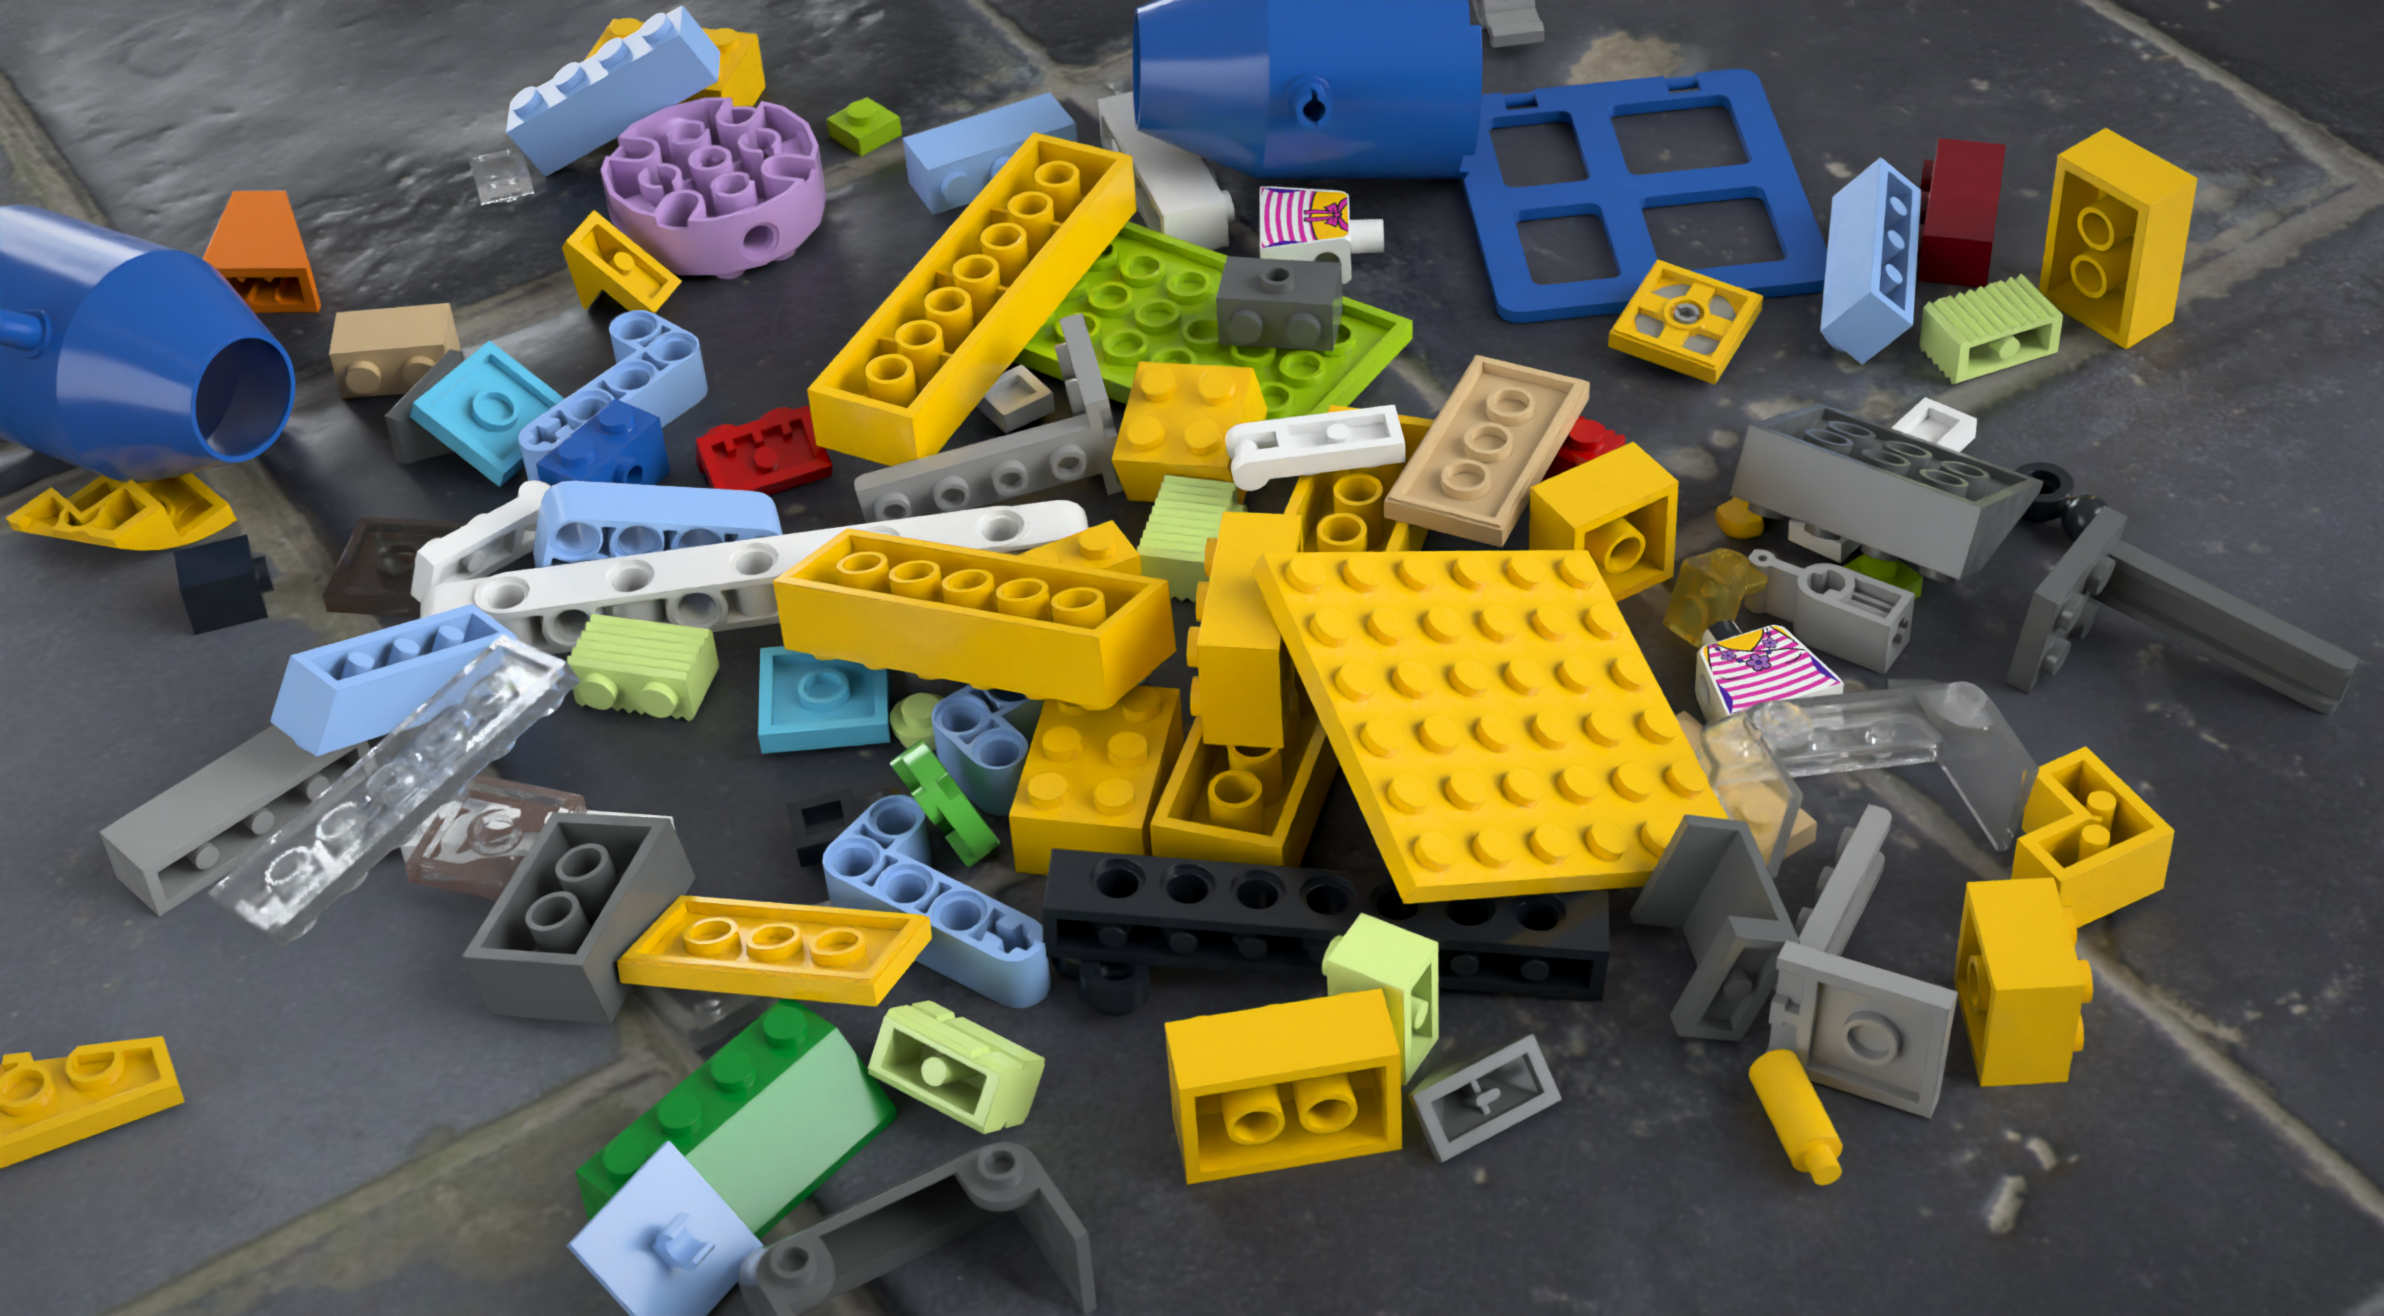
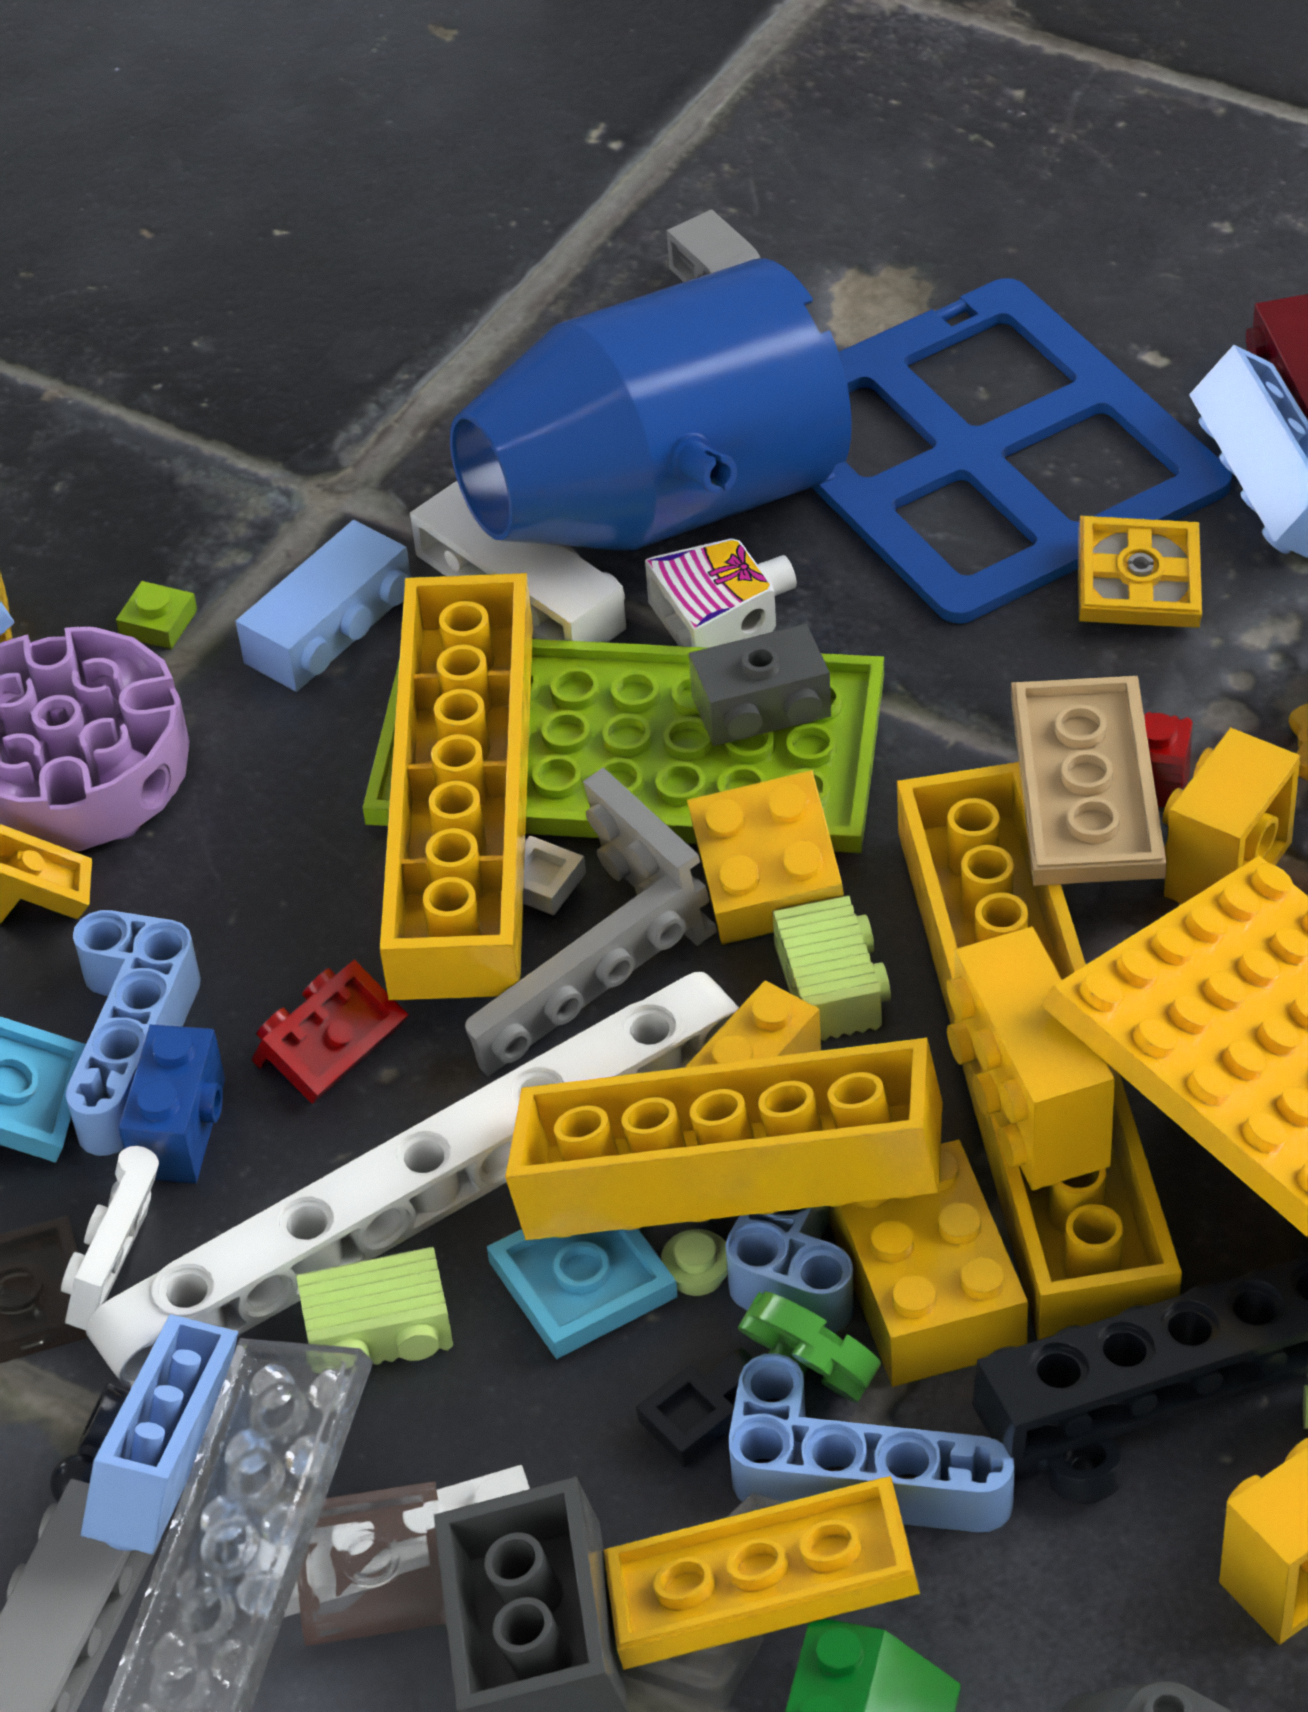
camera: 25 degrees left, 5 degrees up
(617, 520) = (276, 1154): light blue beam -> none
(956, 1066) = (1009, 1620): yellowish green brick -> none
(1314, 445) = (927, 832): white plate -> none

